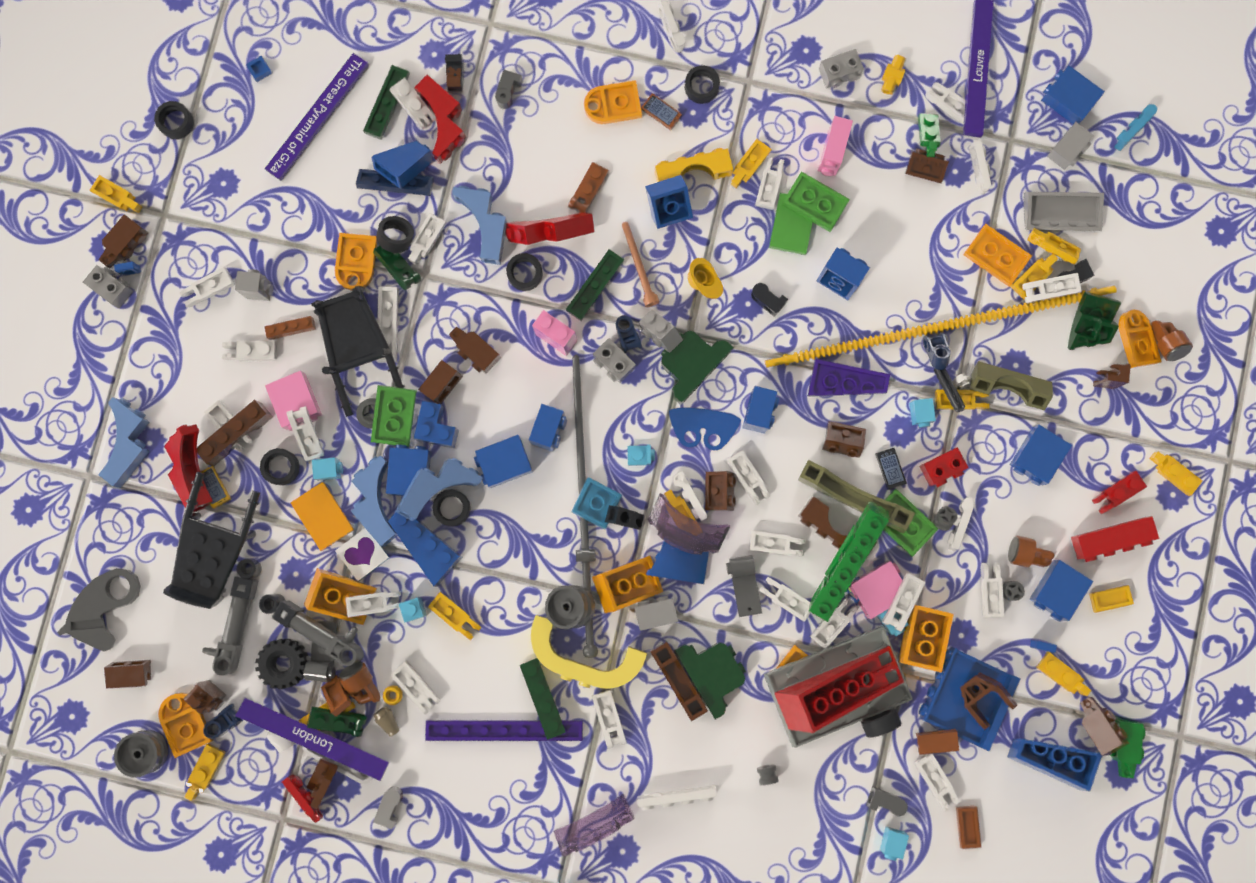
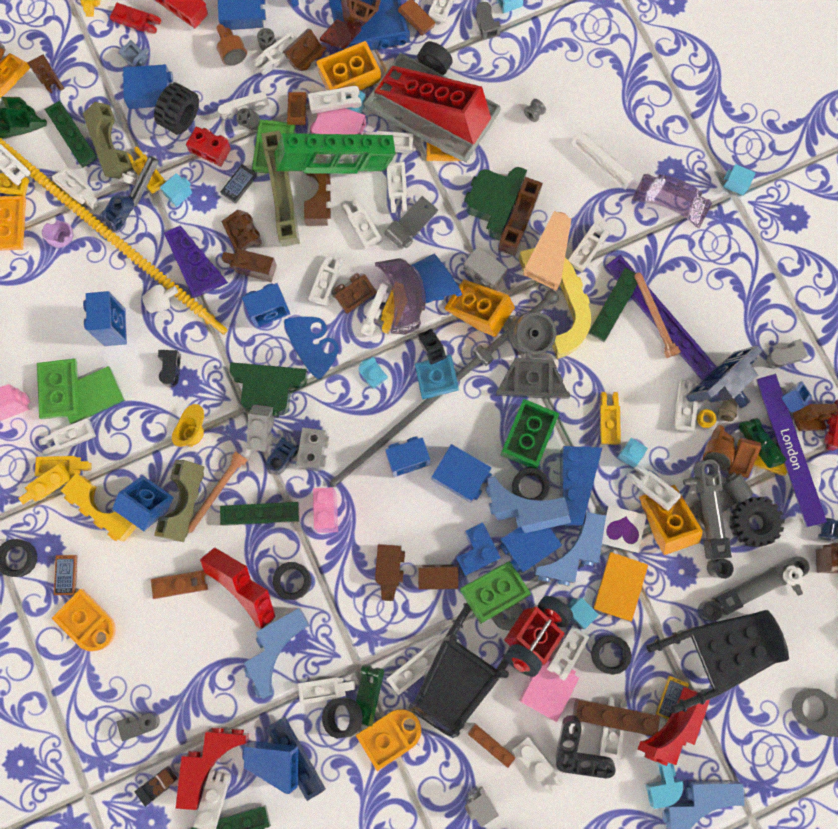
camera: 130 degrees left, 5 degrees down
(155, 427) = (666, 791): none -> medium azure brick
(219, 657) = (787, 575): none -> white plate
(230, 380) = (575, 758): none -> black beam
(335, 418) = (537, 635): none -> brick
(348, 780) = (796, 397): none -> blue slope
(406, 735) = (728, 379): none -> brick
(470, 714) = (670, 349): none -> nougat piece
(490, 538) = (529, 434): none -> green brick
(534, 579) = (533, 379): none -> dark grey wing
(623, 674) = (549, 254): none -> light nougat slope
(635, 215) = (187, 479): none -> olive arch
(743, 142) = (45, 484): none -> yellow hinge
(807, 425) = (251, 264): none -> reddish brown hinge
(834, 330) = (158, 298): none -> white piece
(925, 568) = (296, 108): none -> dark orange tile
(953, 289) = (58, 234): none -> lavender hair
(967, 657) = (340, 34): none -> clear red piece
(975, 615) = (304, 50): none -> reddish brown bracket
(987, 331) = (75, 187): none -> white hinge
(996, 462) = (176, 108): none -> black tyre
(1042, 361) = (71, 134): none -> dark green plate
(1079, 464) = (133, 54): none -> sand blue bracket

